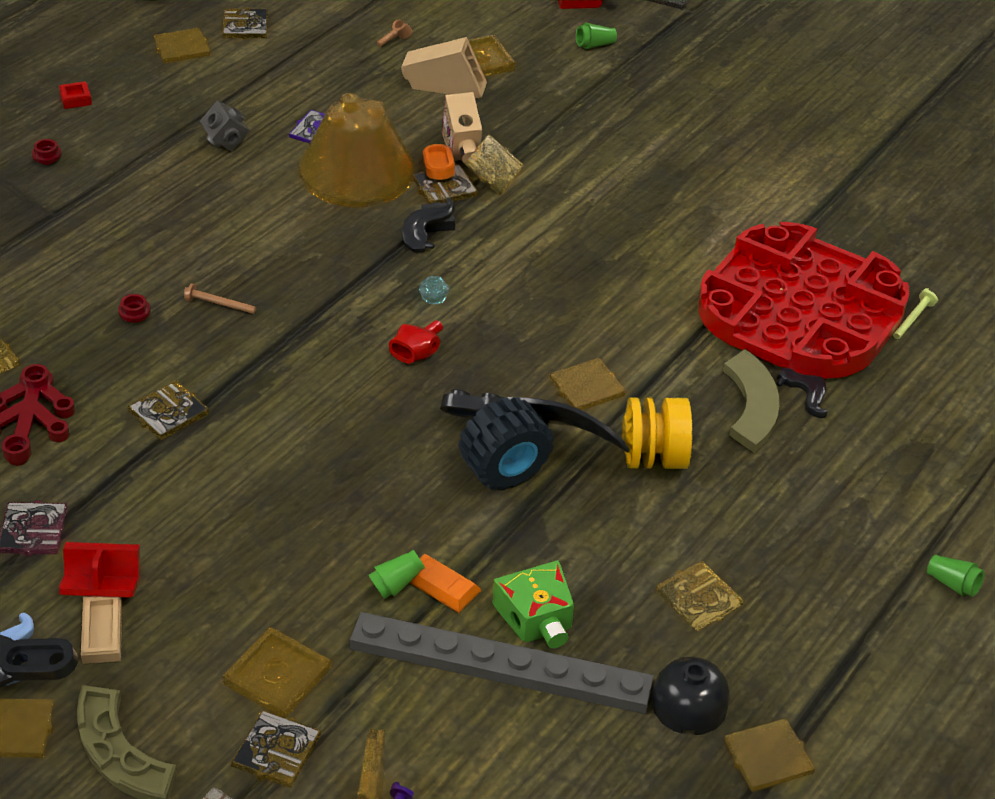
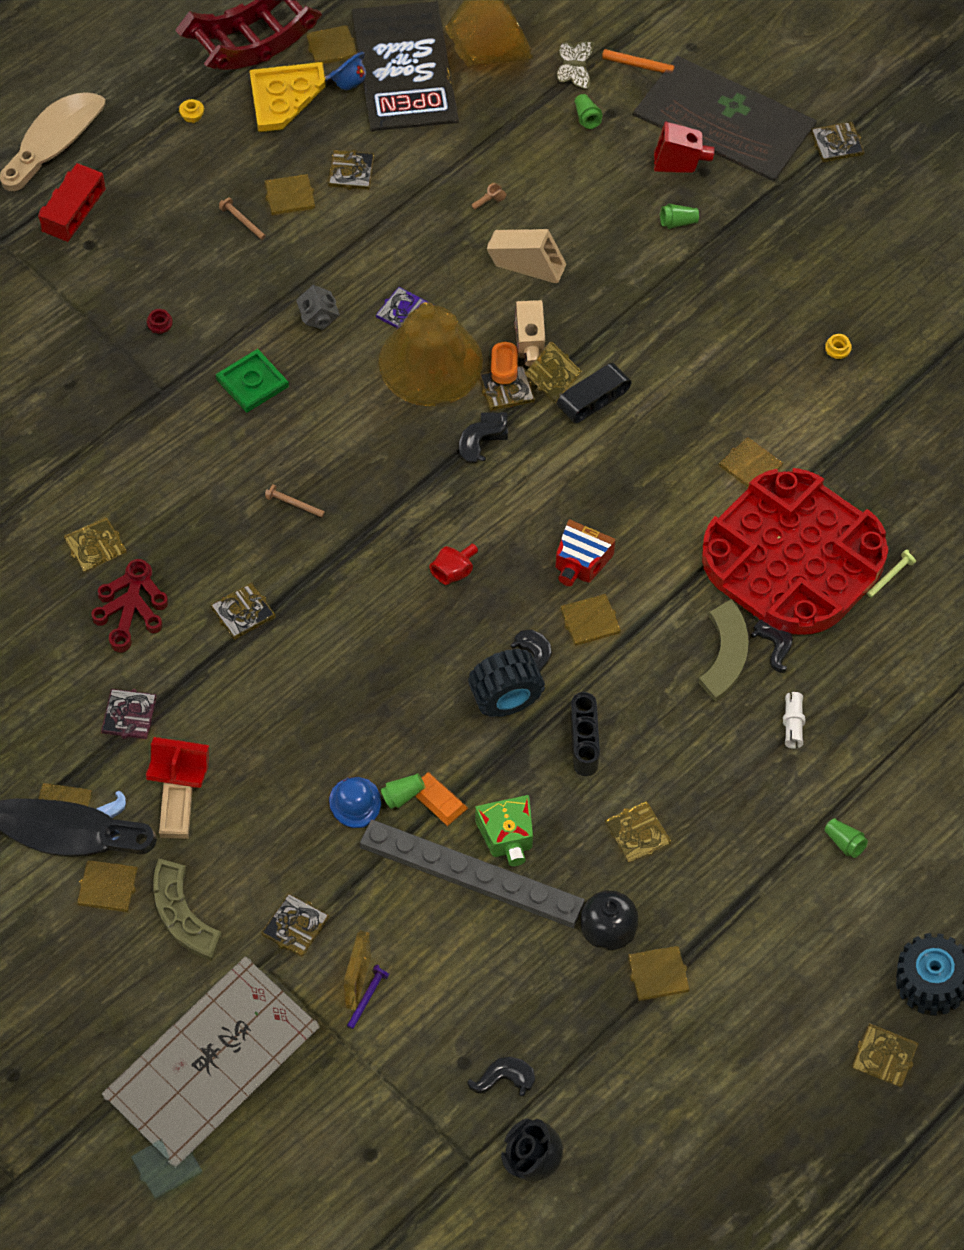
camera: 10 degrees right, 15 degrees up
(75, 95) = (188, 251): red tile -> none
(114, 55) = (227, 205): none -> medium nougat piece
(134, 308) = (219, 500): dark red plate -> none
(157, 197) = (252, 380): none -> green tile
(277, 672) = (302, 862): clear yellow tile -> none
(336, 595) = (355, 802): none -> blue hat
(434, 289) = (475, 513): clear light blue plate -> none
(463, 405) = (503, 641): black plant -> none
(491, 55) = (569, 230): clear yellow tile -> none
(542, 179) = (594, 393): none -> black beam
(565, 318) = (582, 553): none -> torso
(610, 494) = (585, 745): none -> black beam
(658, 433) = (632, 683): yellow wheel -> none
(723, 228) = (749, 461): none -> clear yellow piece
(791, 126) = (840, 341): none -> yellow plate
(854, 459) = (794, 720): none -> white pin

